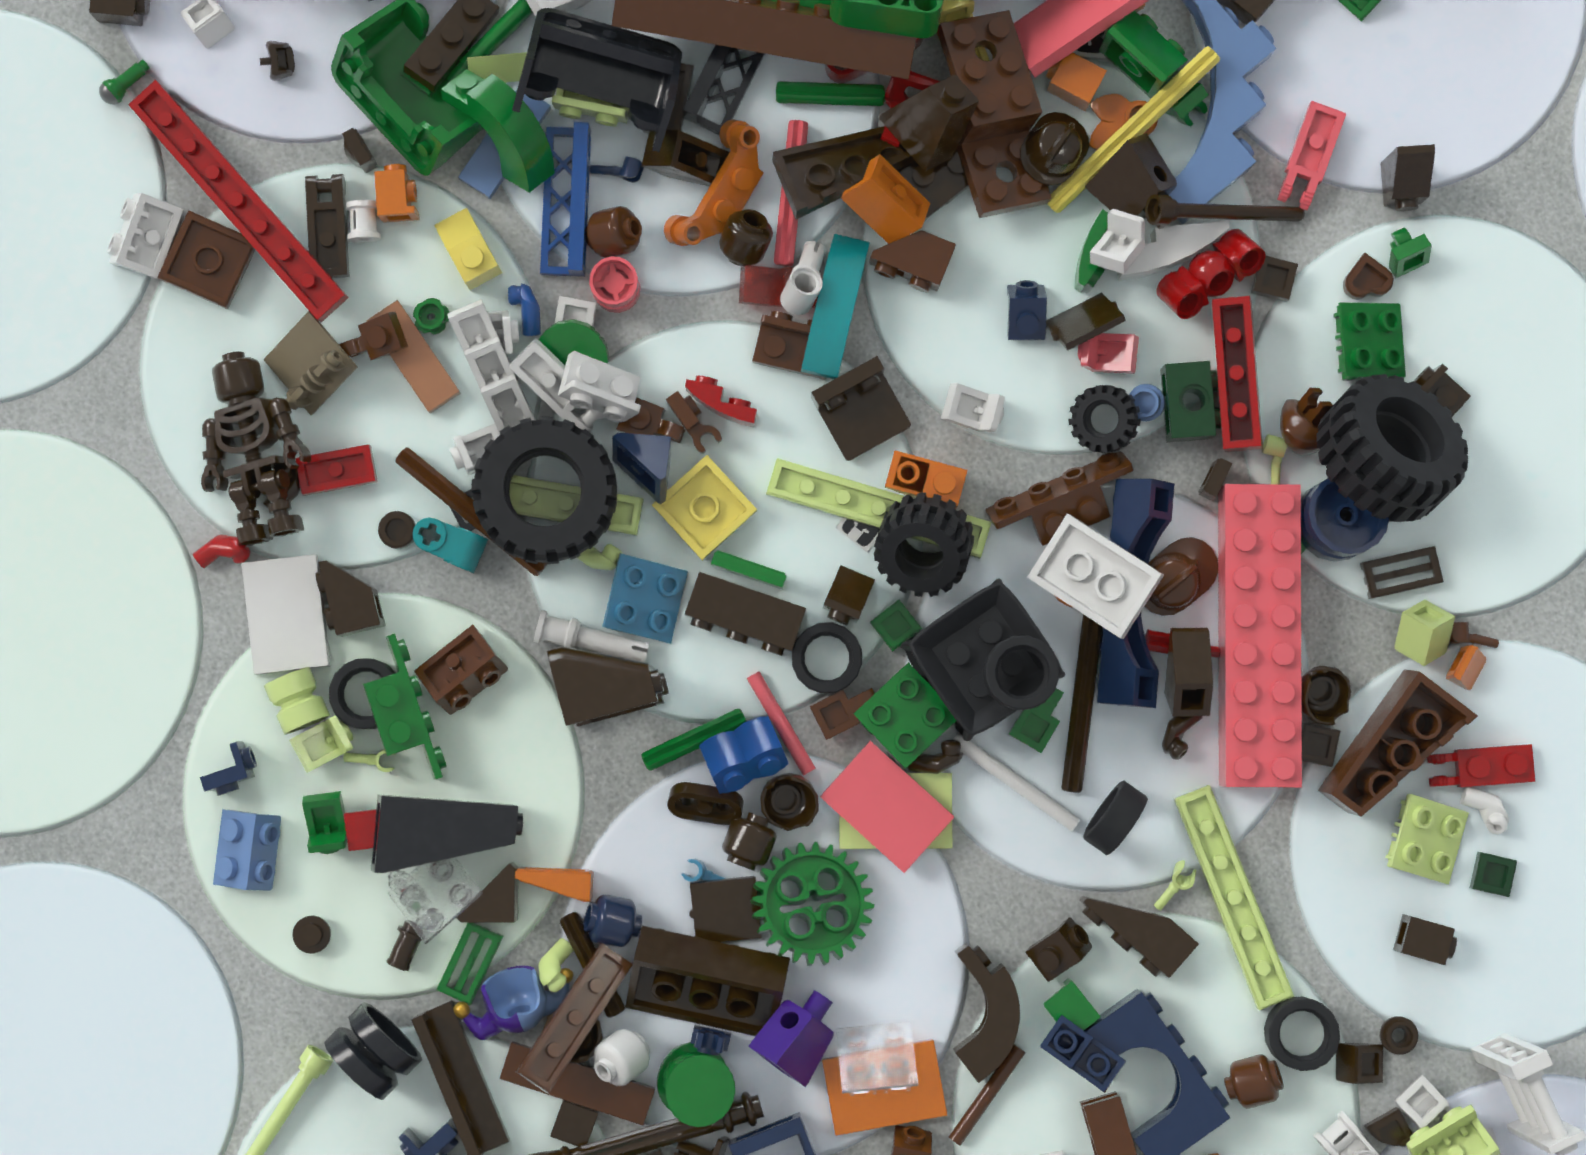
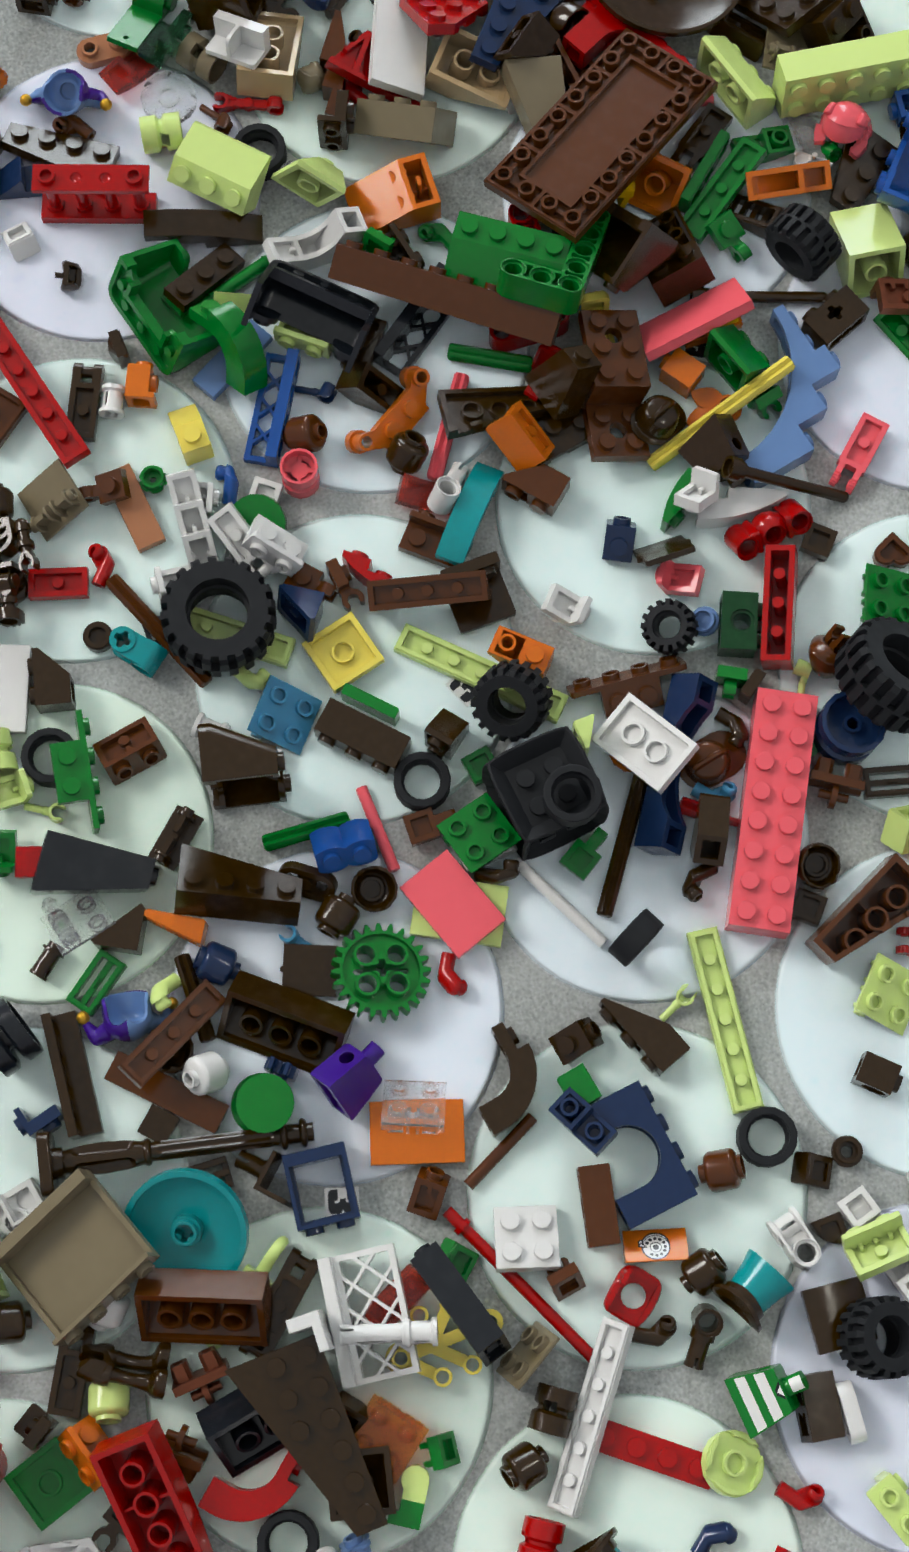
camera: 10 degrees right, 10 degrees down
(387, 433) = (103, 562): none -> red arm
(536, 771) = (178, 830): none -> dark brown hinge
(619, 829) = (234, 889): none -> dark brown wedge
(800, 419) = (428, 590): none -> reddish brown fence
(894, 895) = (448, 978): none -> red arm
(1017, 577) = (582, 730): none -> yellowish green slope
(1188, 473) = (731, 679): none -> green tile
(1198, 617) = (728, 789): none -> dark azure arm
(1202, 531) = (736, 726): none -> dark brown arm
(1351, 583) = (849, 783): none -> reddish brown hips

